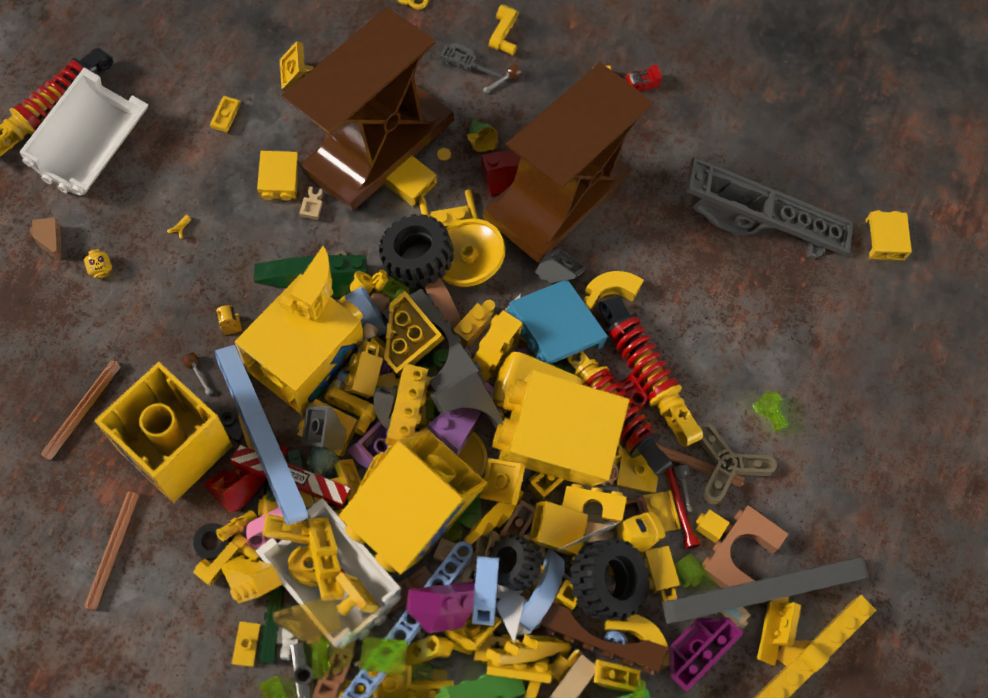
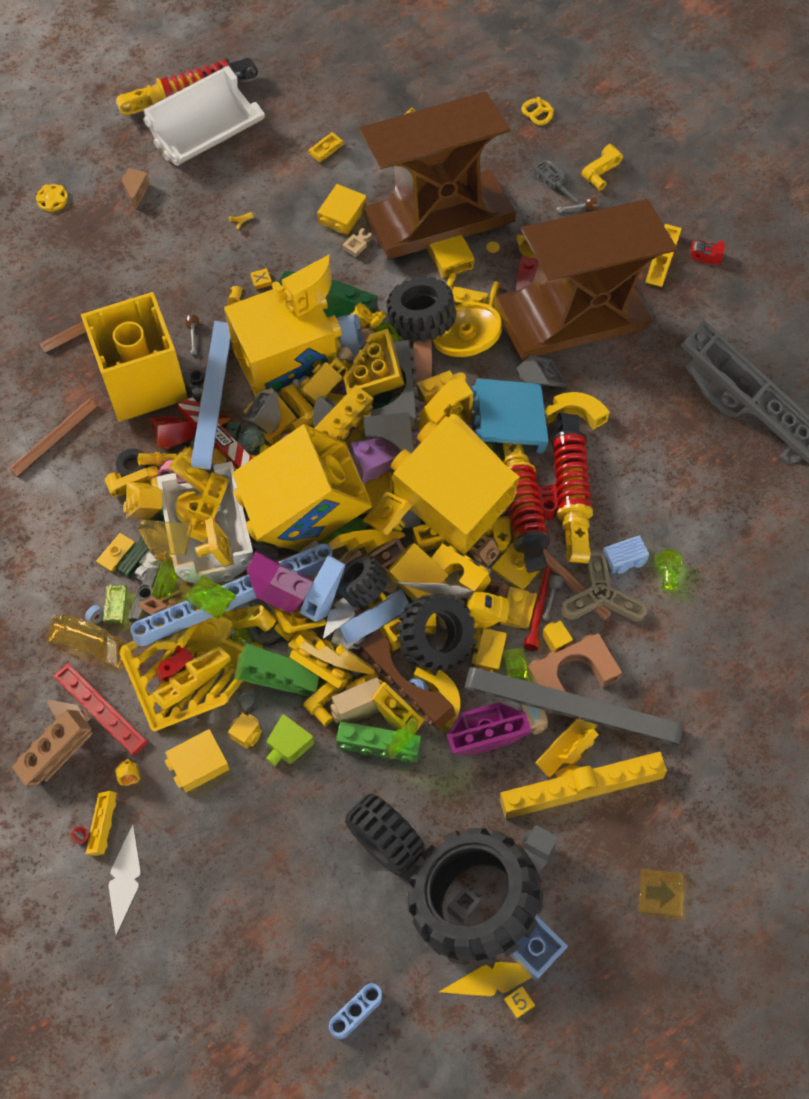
camera: 35 degrees right, 5 degrees down
(98, 264) = (161, 221): yellow head -> none
(235, 282) = (261, 279): none -> yellow tile
(728, 414) = (626, 555): none -> light blue brick

